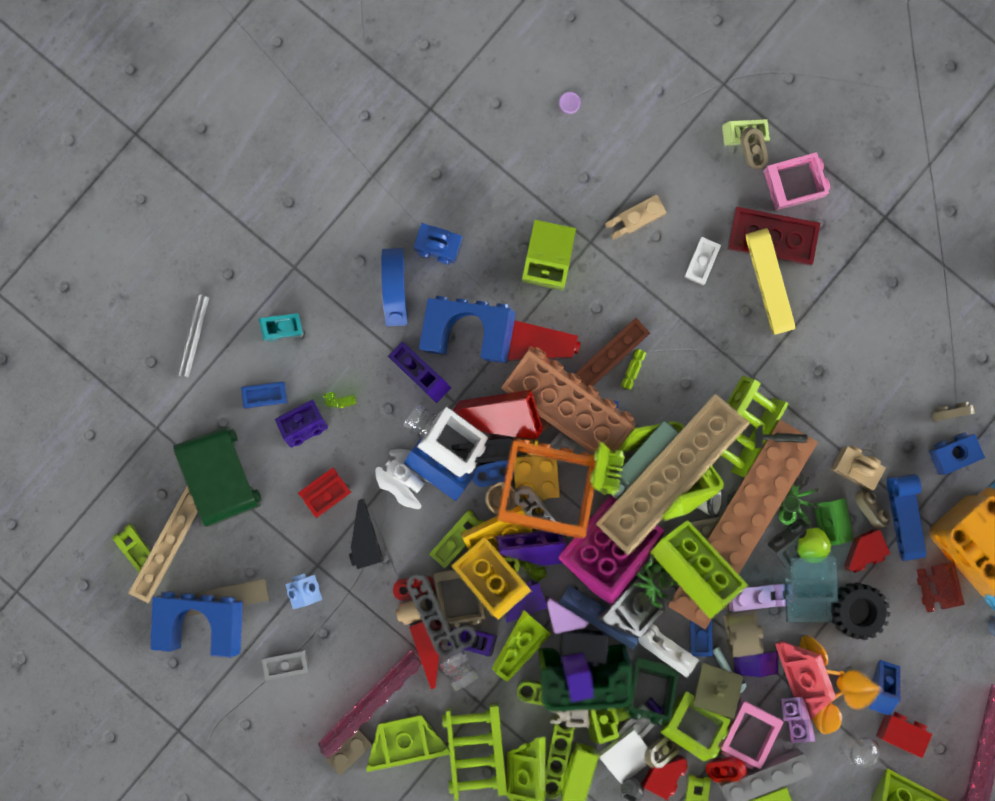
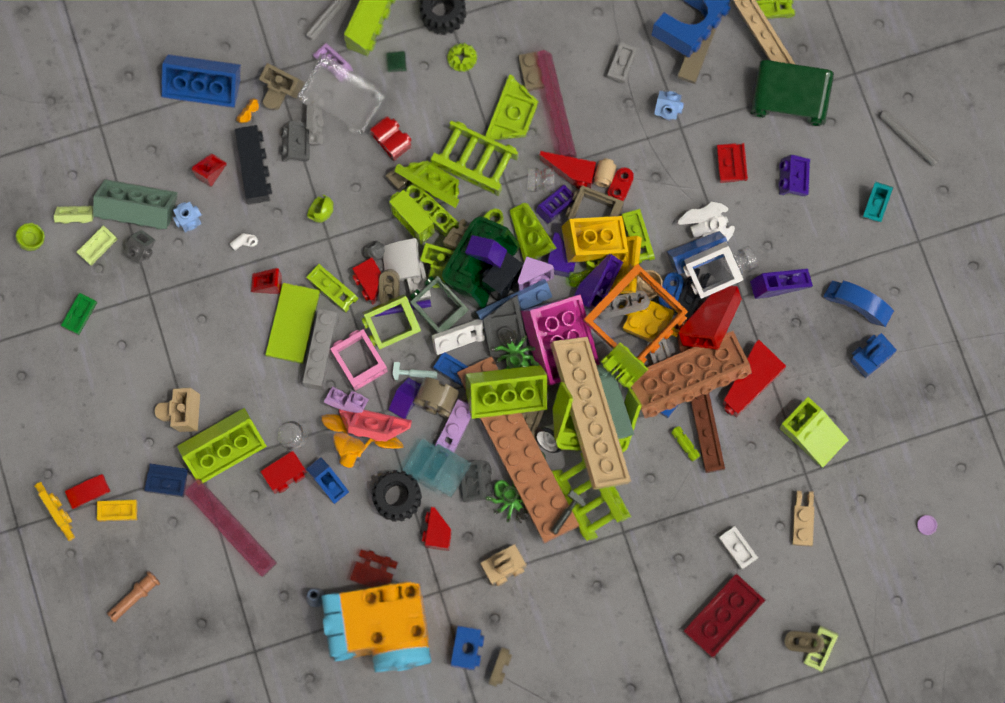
camera: 130 degrees right, 10 degrees down
(264, 395) = (832, 162): blue plate -> none
(332, 401) = (793, 213): clear neon green arm -> none
(364, 543) = (677, 169): black slope -> none
(437, 613) = (594, 185): dark grey beam -> none
(443, 314) = (785, 356): blue arch -> none
(718, 690) = (406, 354): olive piece -> none
(726, 769) = (345, 324): red plate -> none
(770, 281) = (690, 587): light yellow beam -> none
(775, 186) = (765, 642): bright pink window -> none
(814, 544) = (468, 492): lime hair -> none
(835, 521) = (473, 522): bright green panel -> none
(872, 509) = (465, 556): dark tan plate -> none
(906, 515) = (443, 578): blue beam -> none

